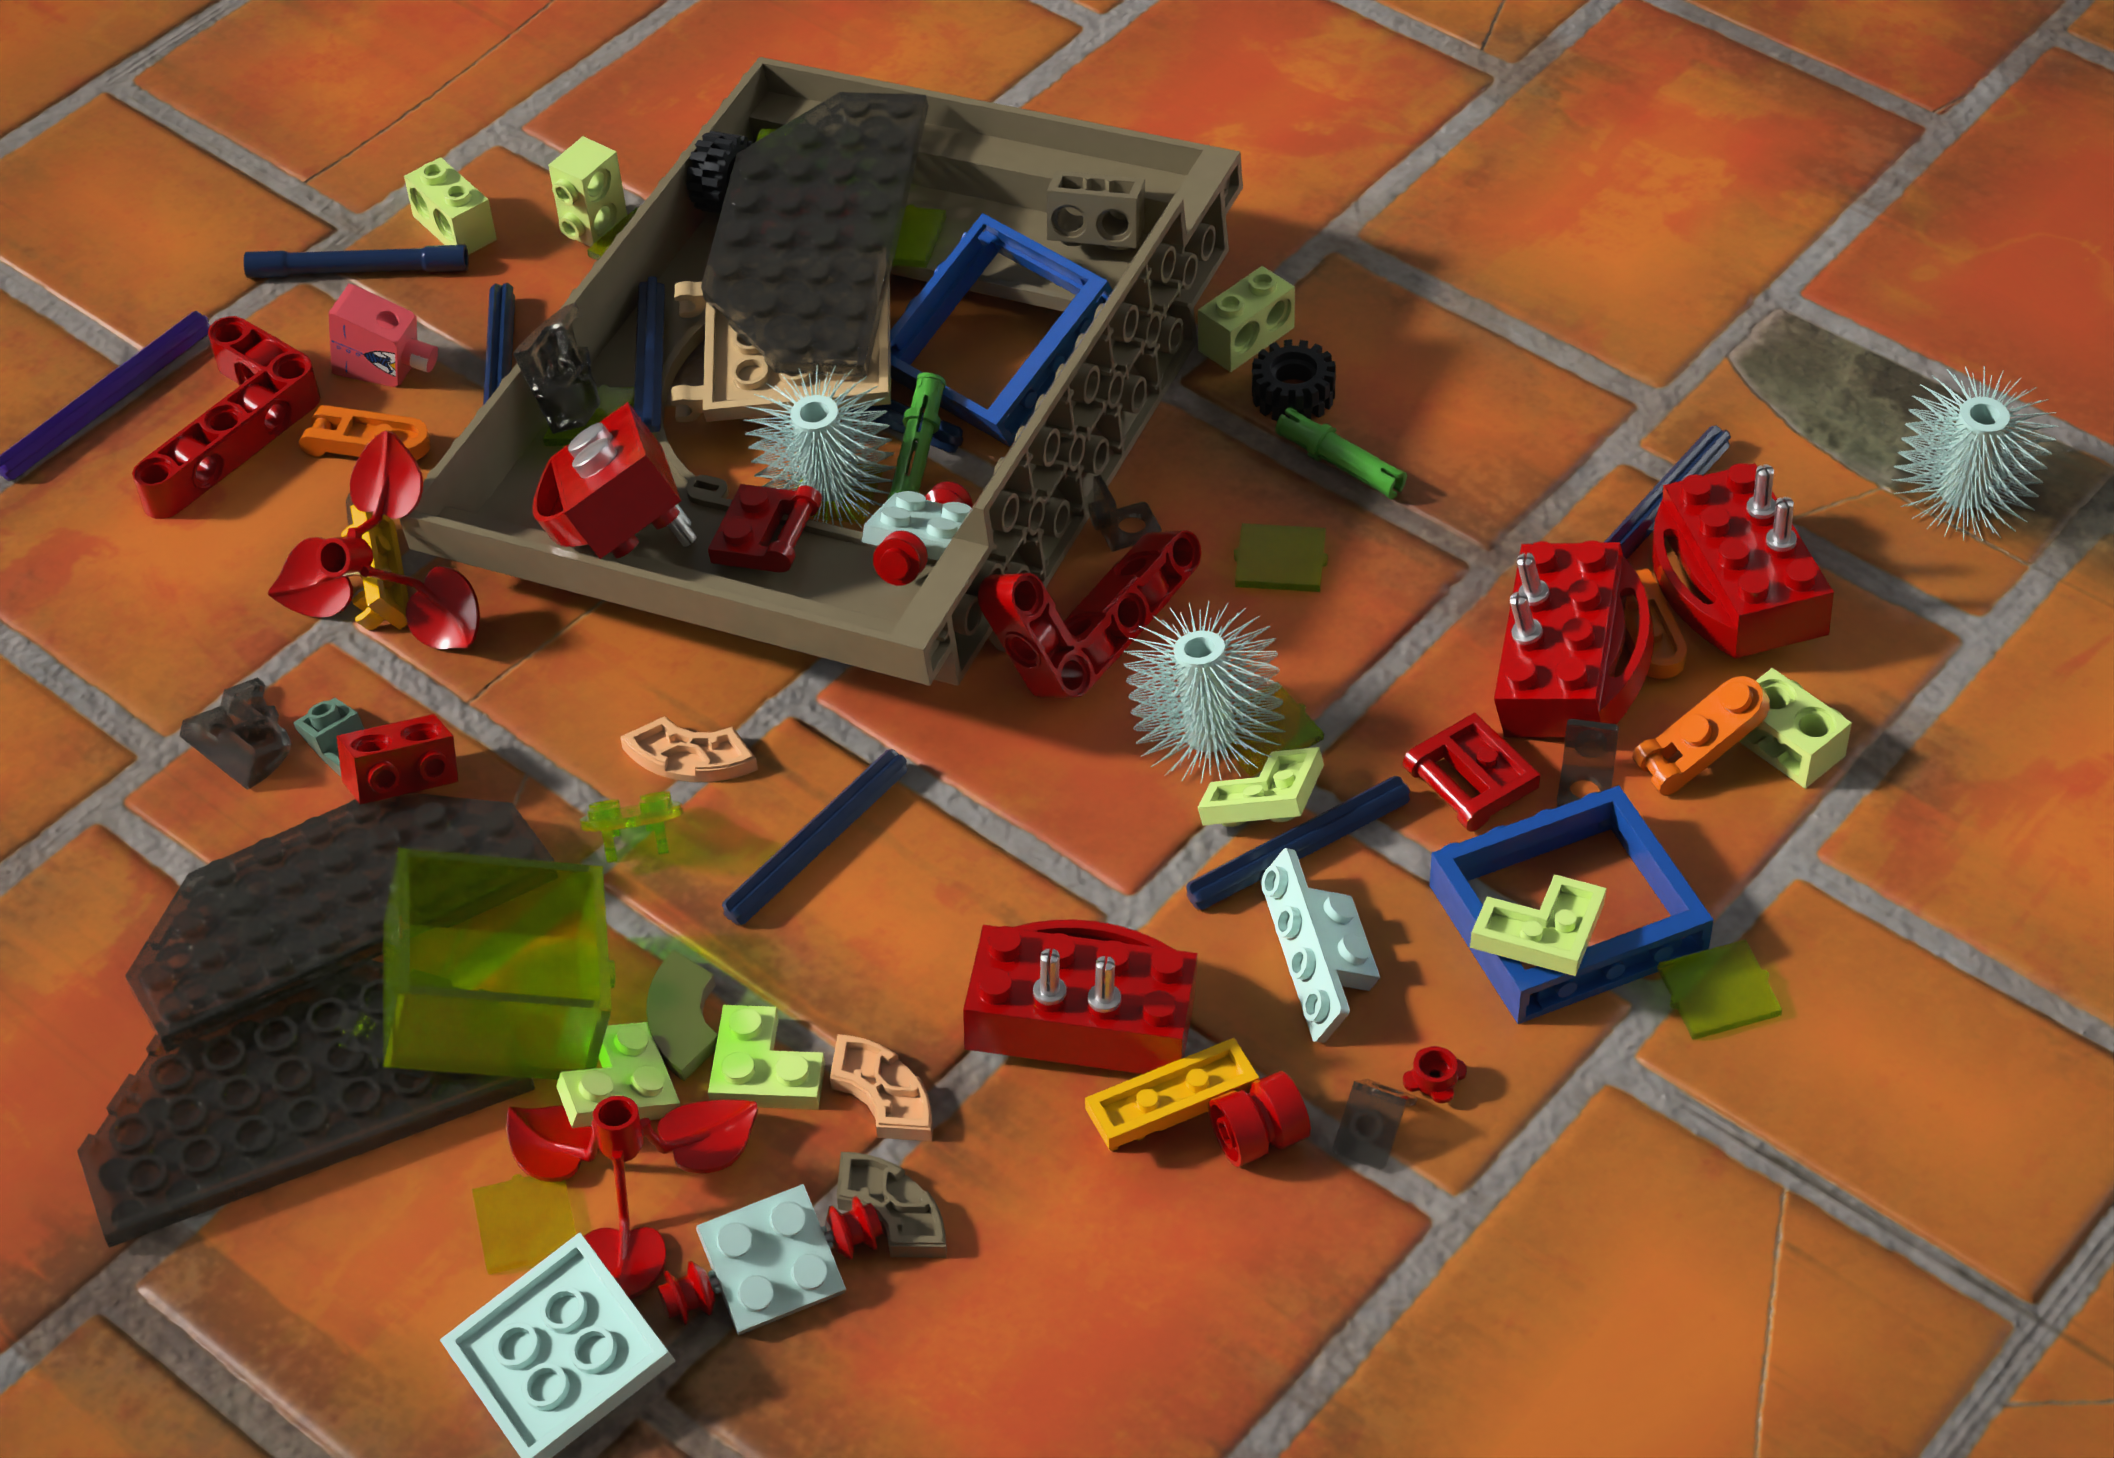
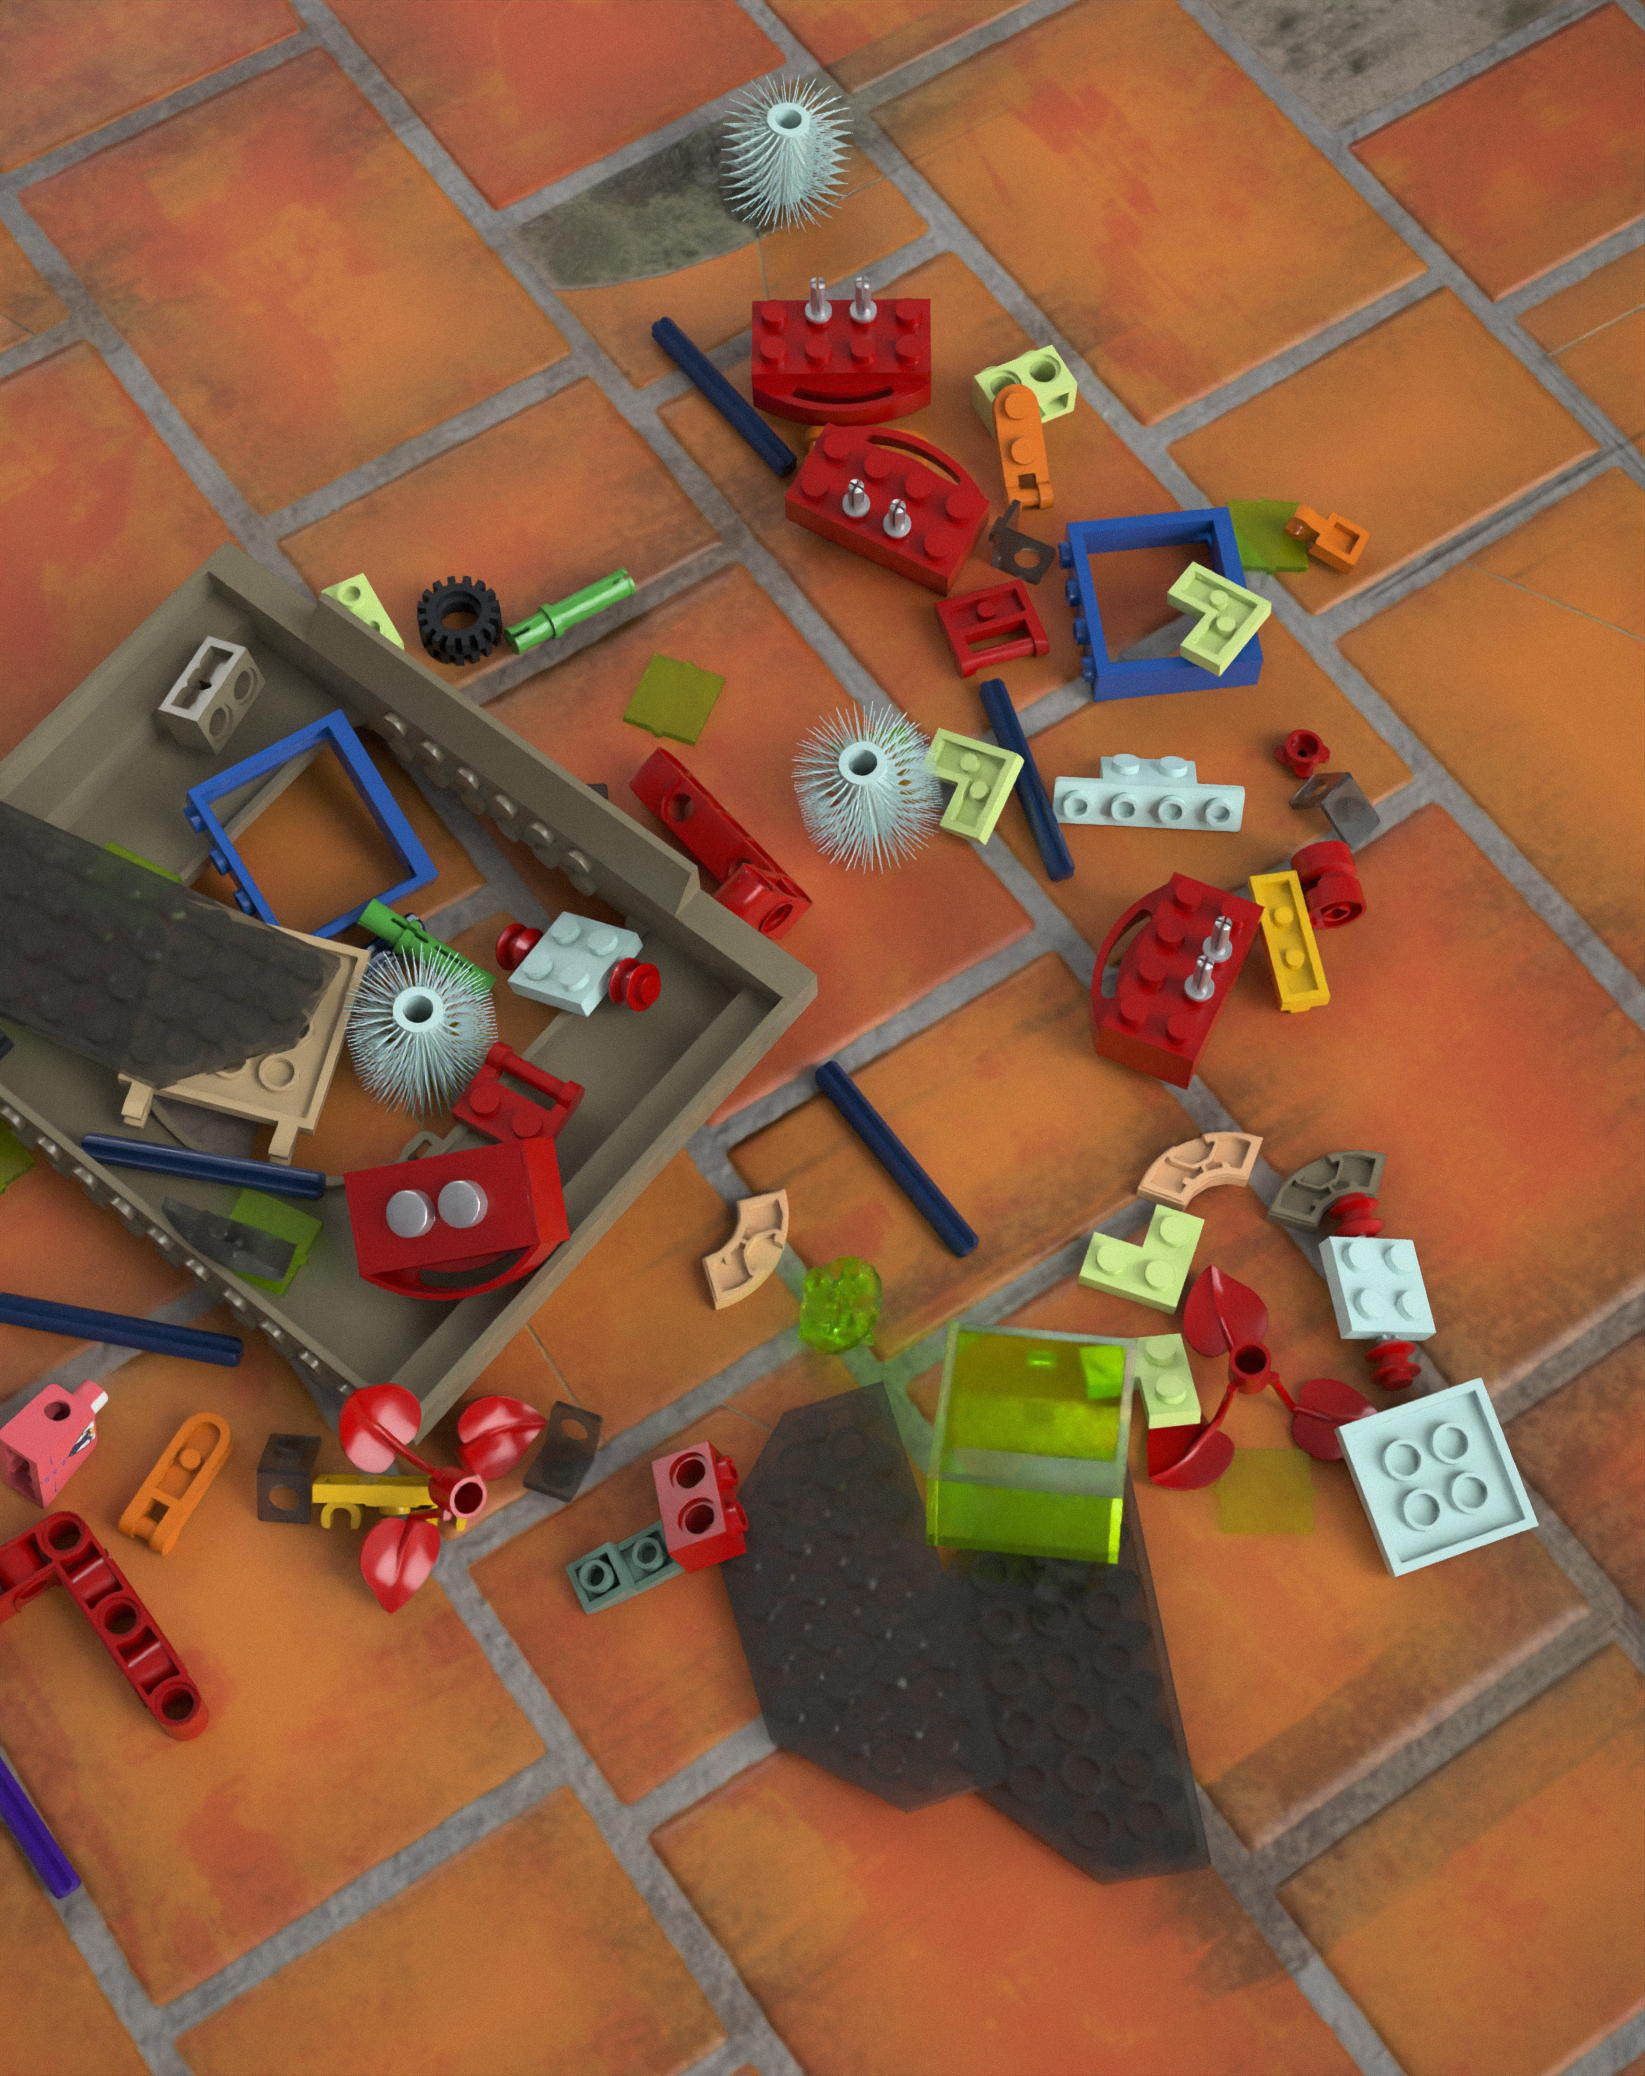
camera: 80 degrees left, 15 degrees up
(240, 734) = (583, 1668): clear smoke slope -> none
(431, 668) = (564, 1460): none -> clear smoke bracket
(676, 1014) = (1050, 1309): dark tan tile -> none
(1734, 1042) = (1333, 538): none -> orange plate

